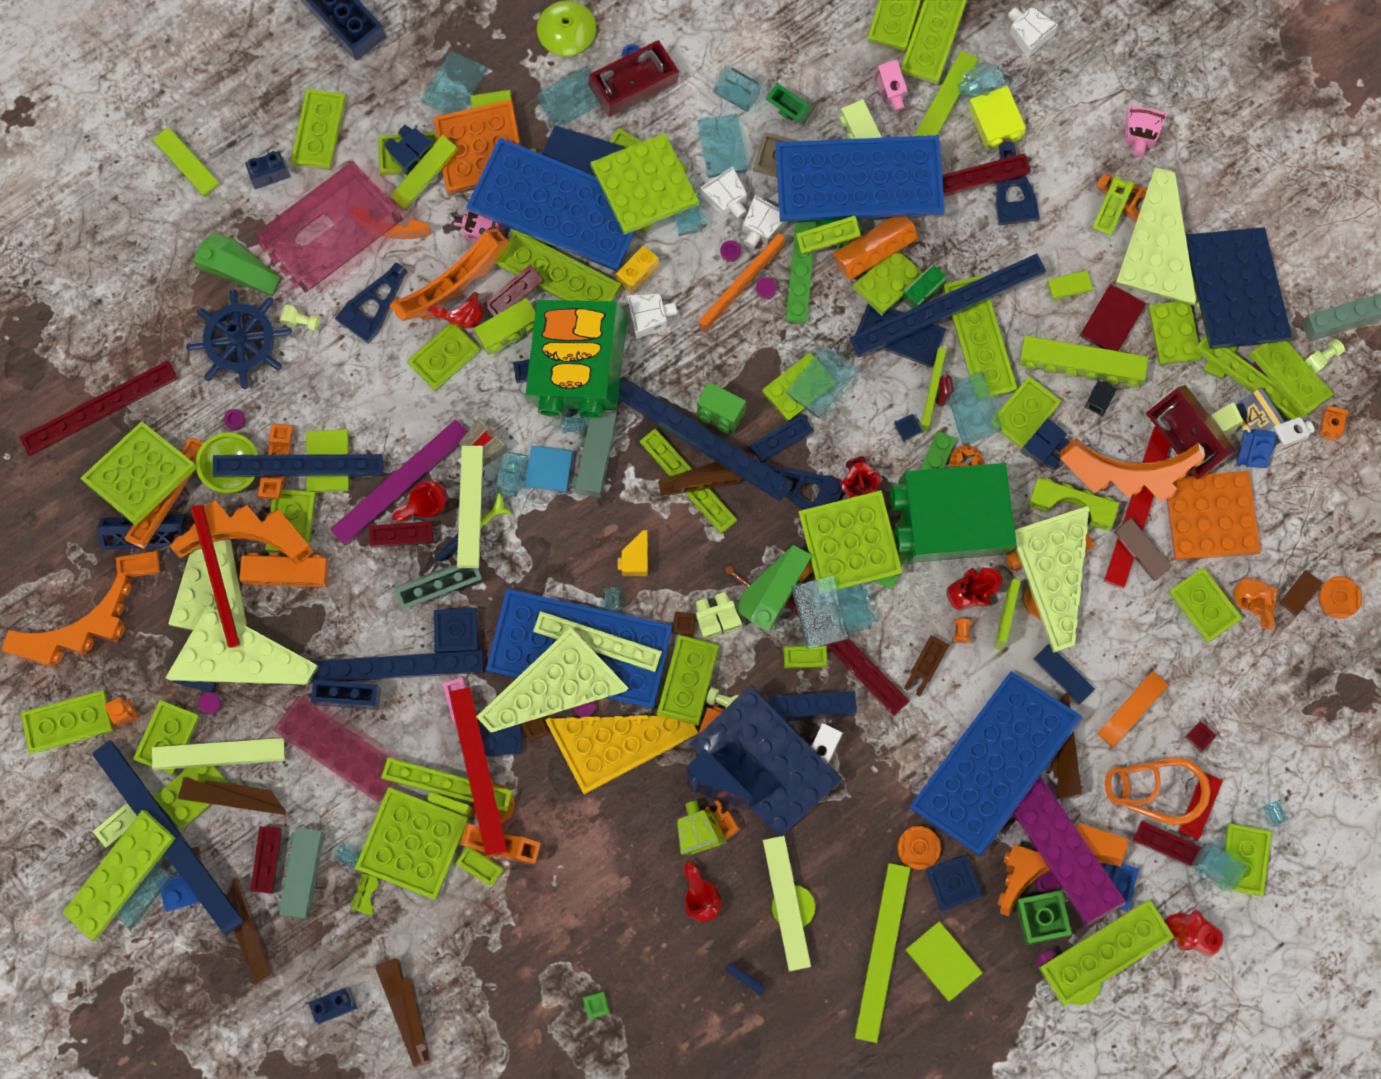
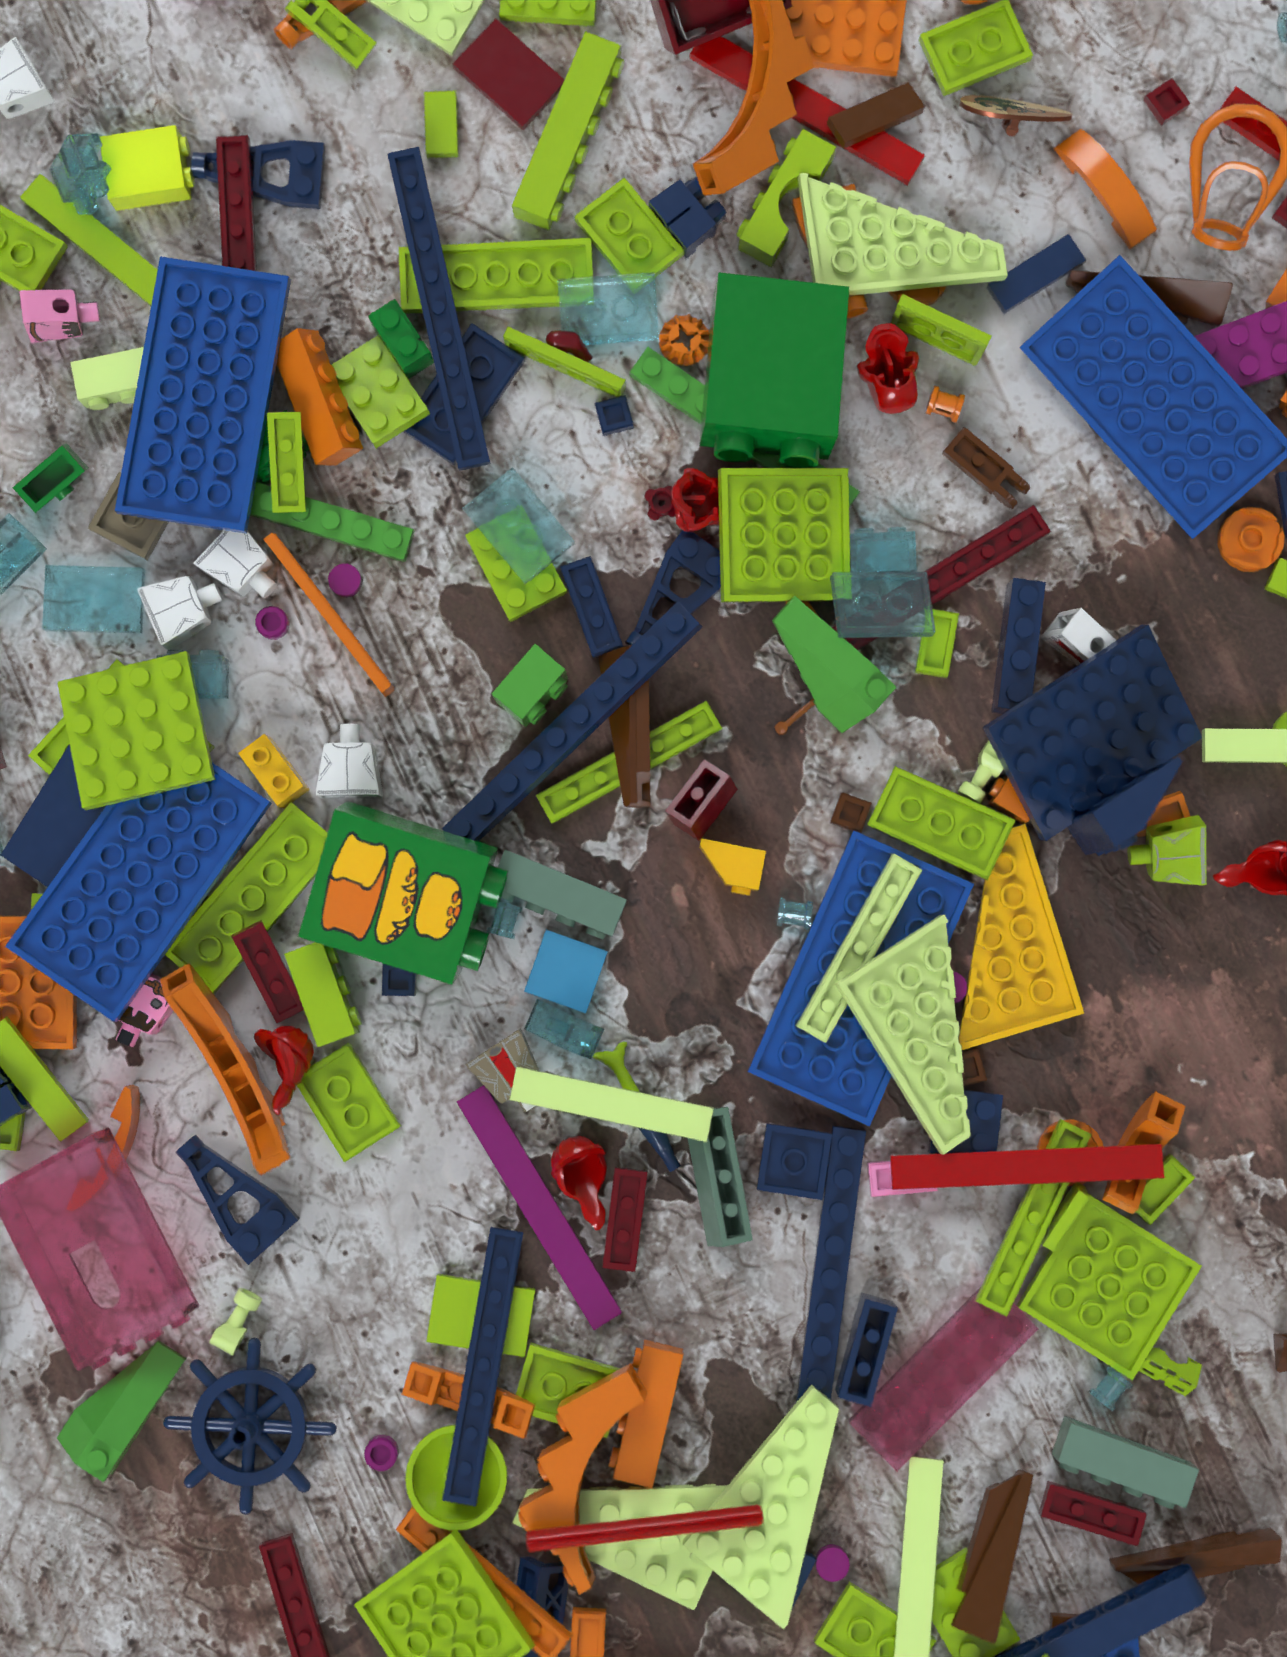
camera: 80 degrees left, 10 degrees up
(671, 526) = (701, 800): none -> dark red brick
(708, 616) = (851, 746): yellowish green hips -> none
(1100, 397) = (630, 119): black brick -> none
(1166, 634) = (1012, 111): none -> shield

